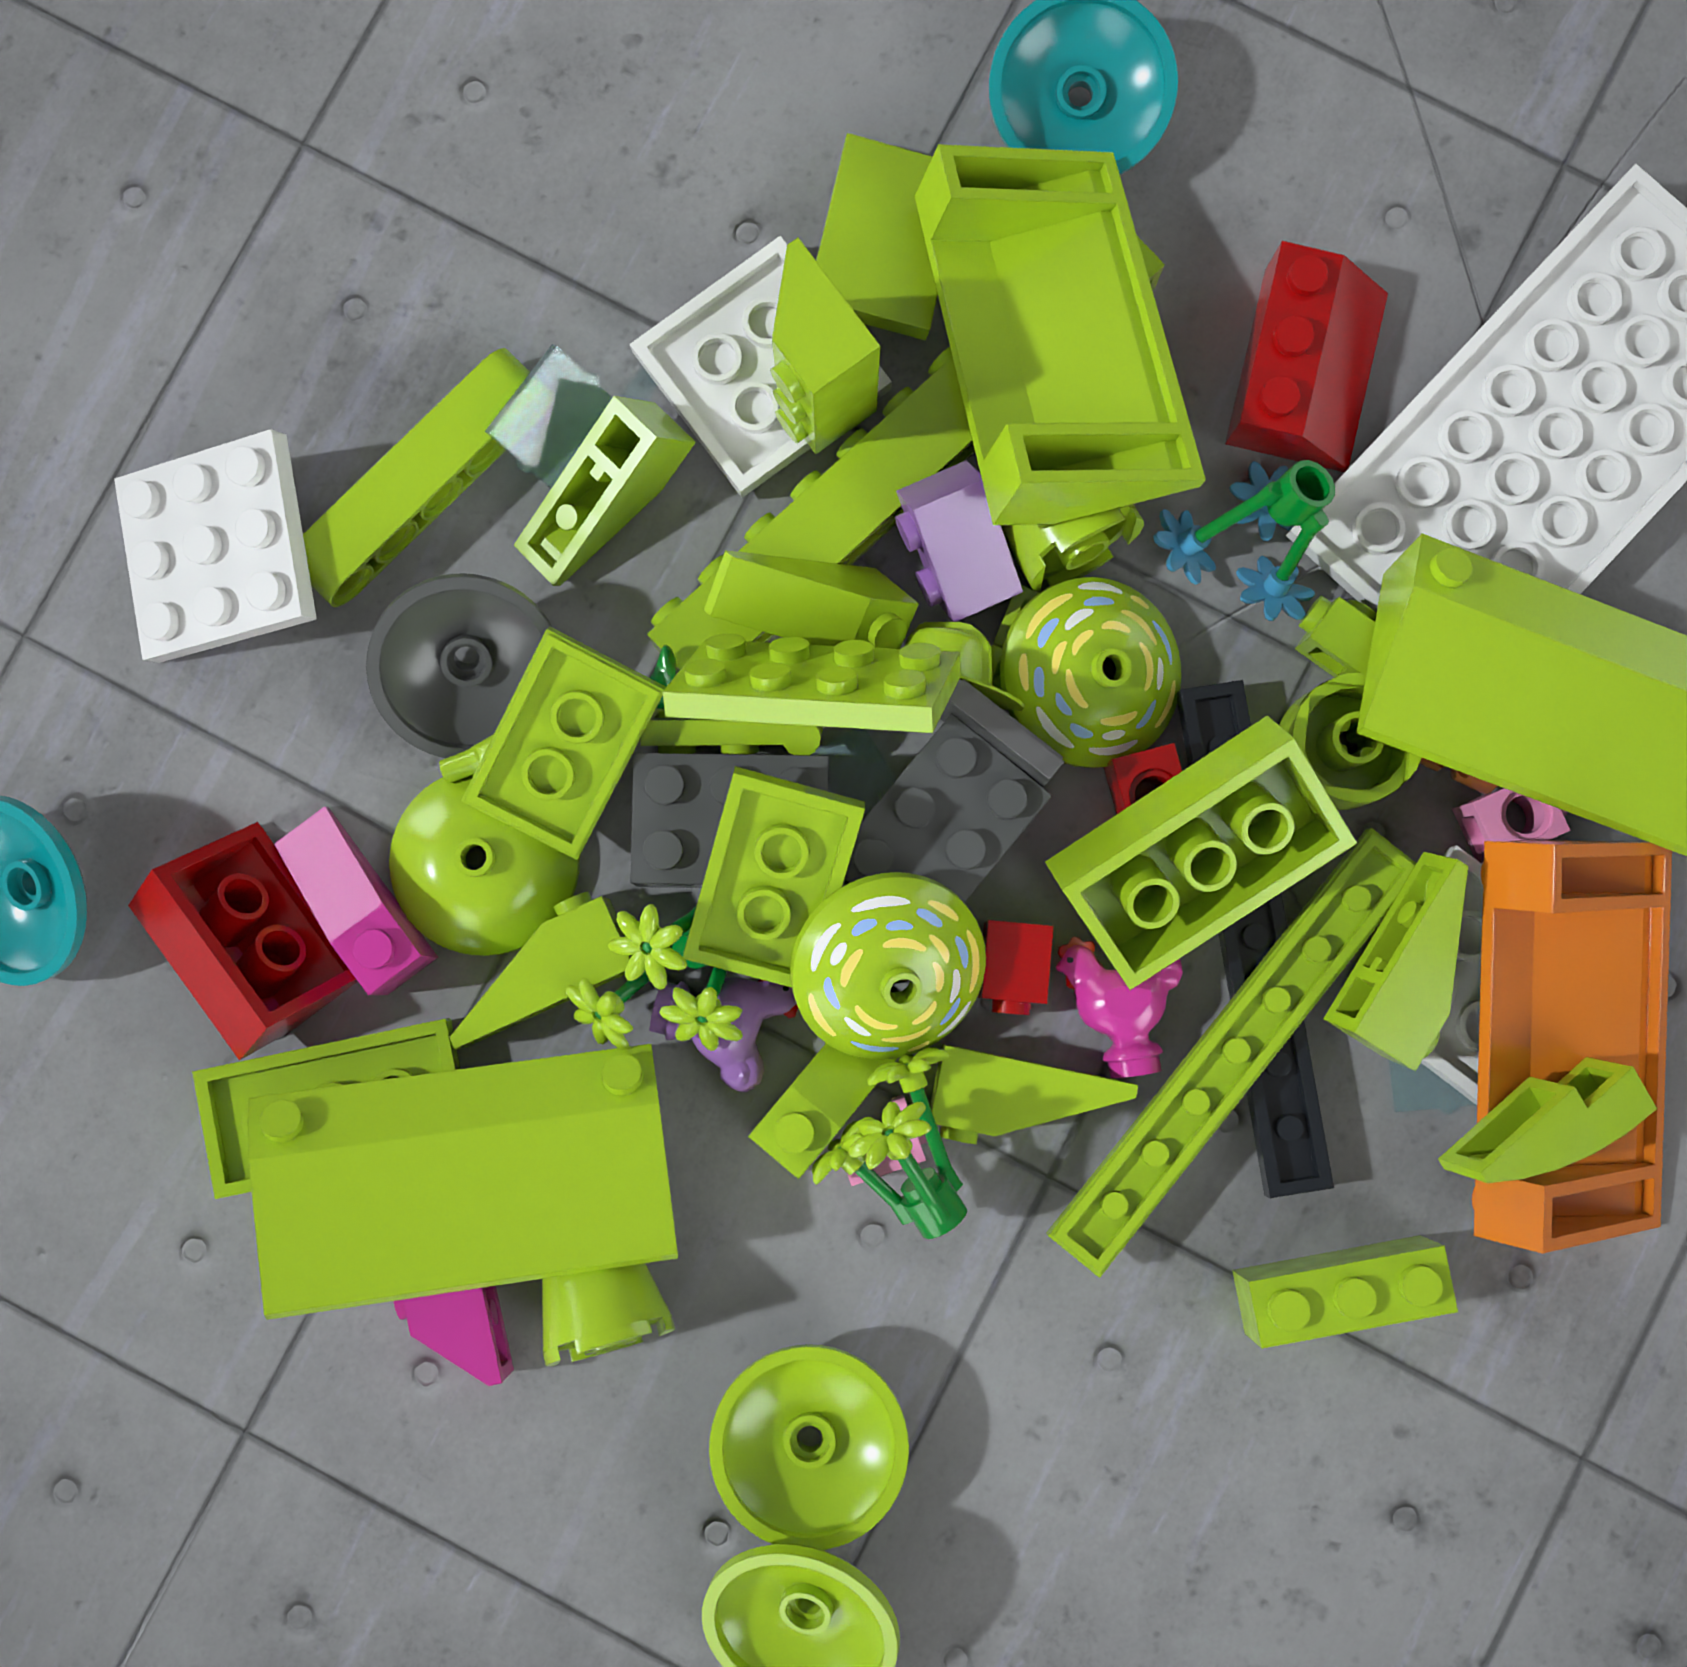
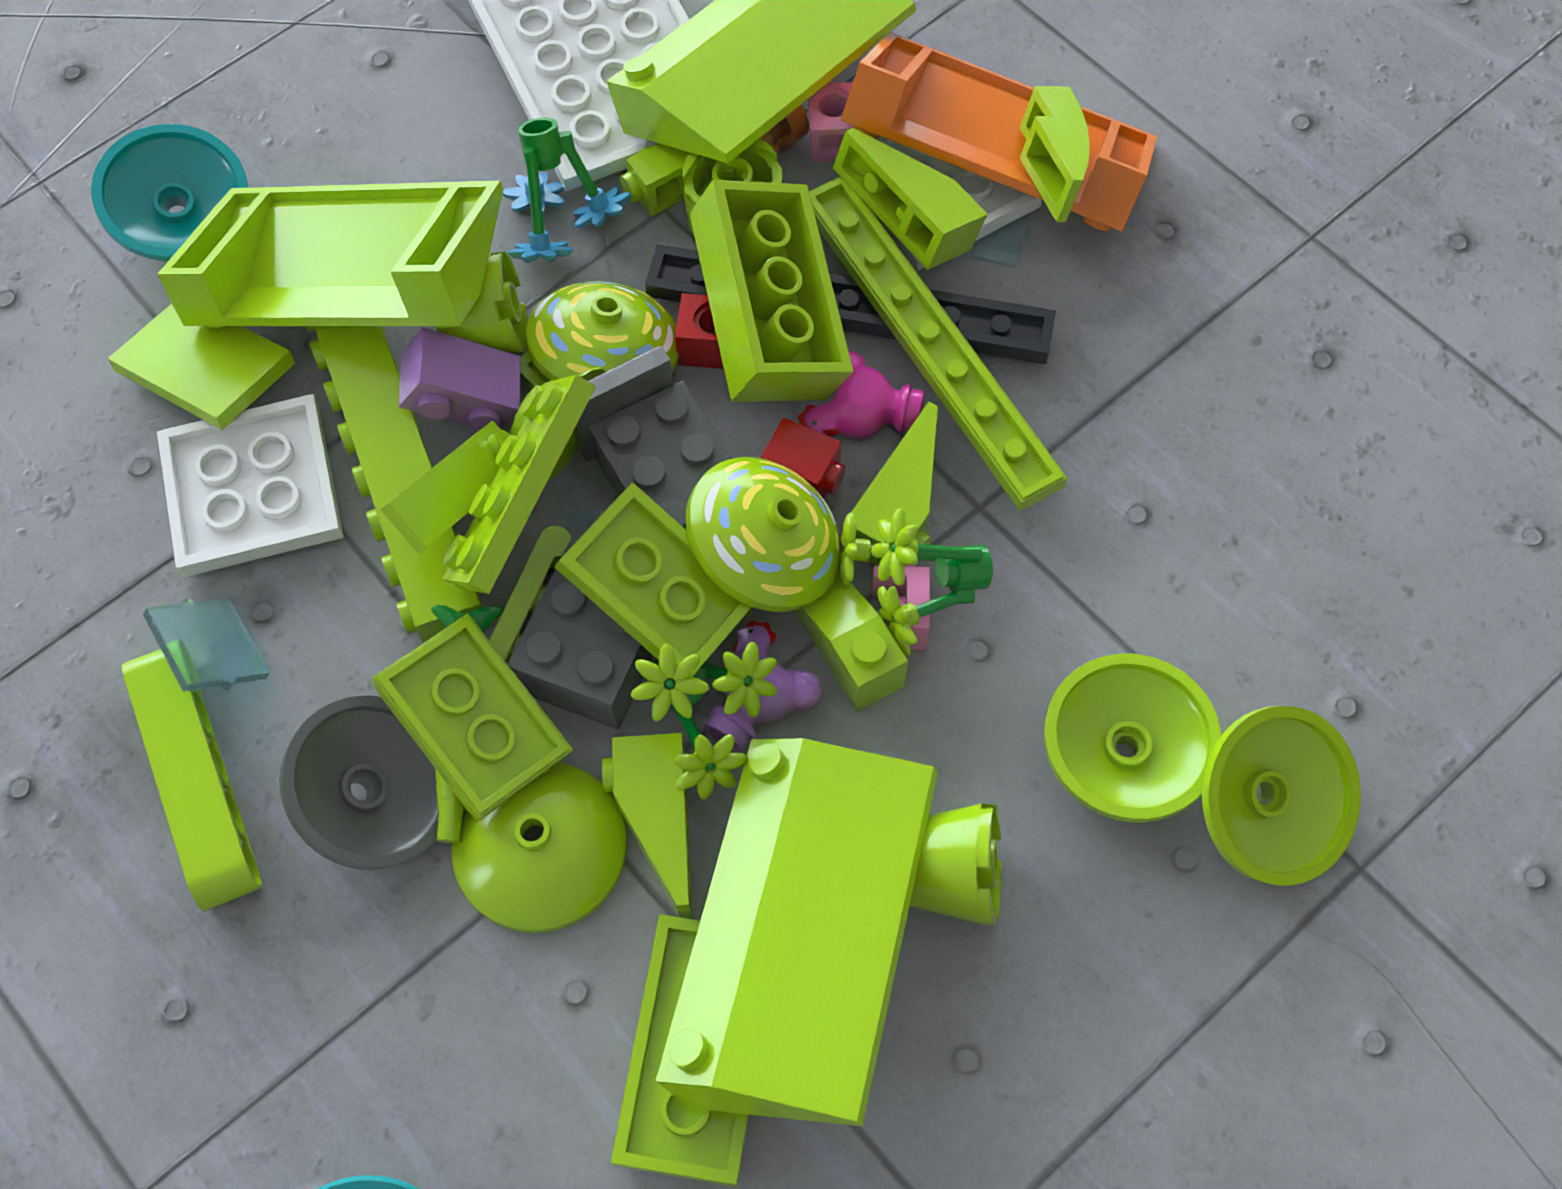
camera: 70 degrees left, 20 degrees down
(215, 547) = (153, 968): white plate -> none
(241, 938) = (511, 1073): red slope -> none
(353, 905) = (524, 962): slope -> none
(463, 1329) = (929, 997): dark pink slope -> none
(603, 486) = (279, 631): lime slope -> none
(821, 356) = (262, 398): lime slope -> none
(1308, 358) = (439, 132): red slope -> none
(1344, 1291) = (1135, 330): lime brick -> none

